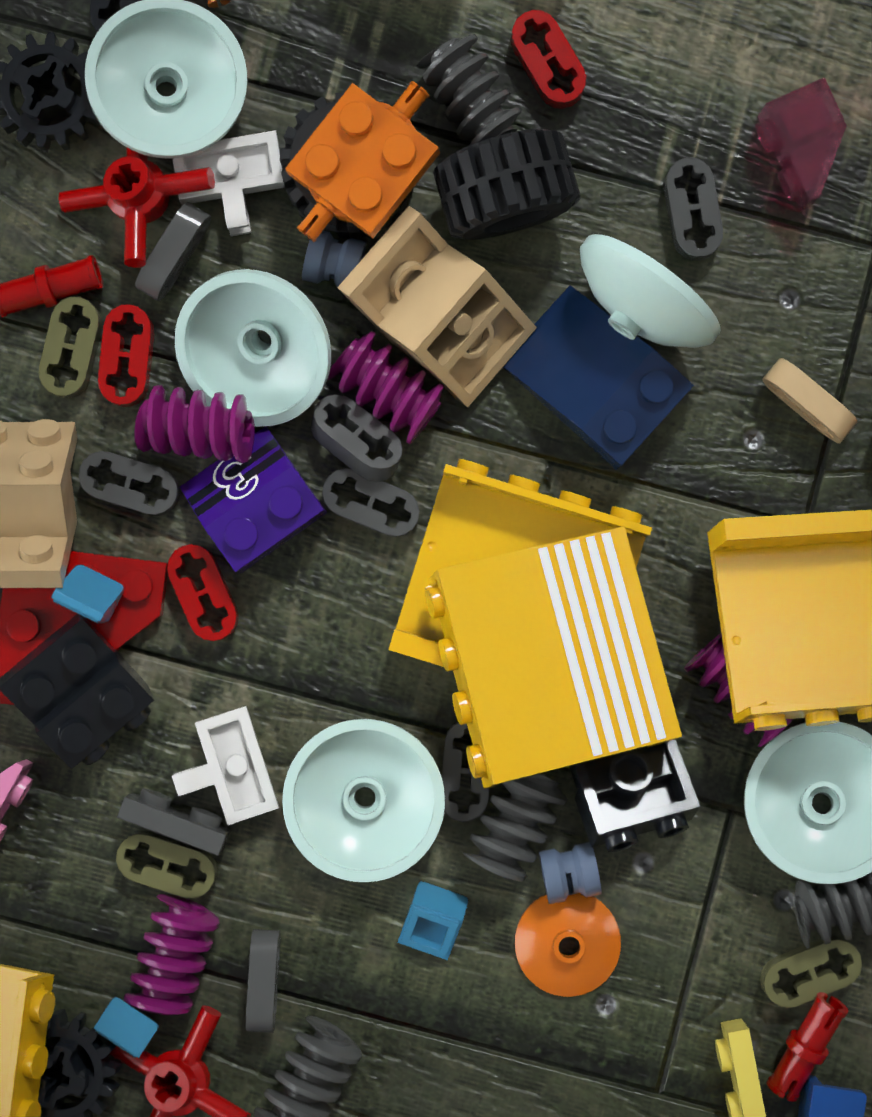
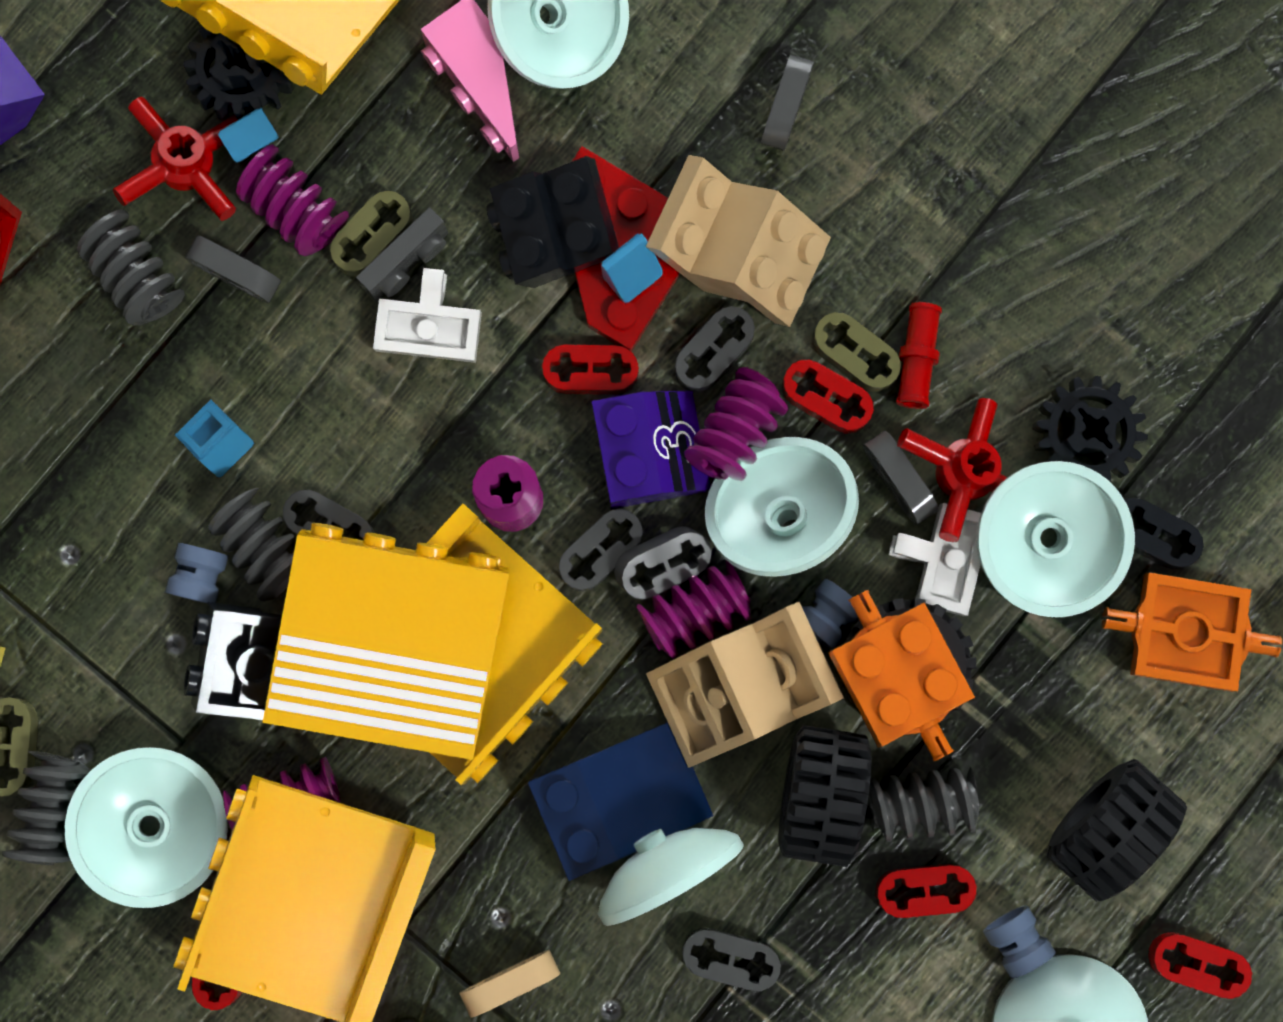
camera: 110 degrees right, 5 degrees down
(338, 605) = (490, 486): none -> magenta piece
(356, 839) = (323, 394): light aqua dish -> none
(545, 926) = (148, 569): orange dish -> none

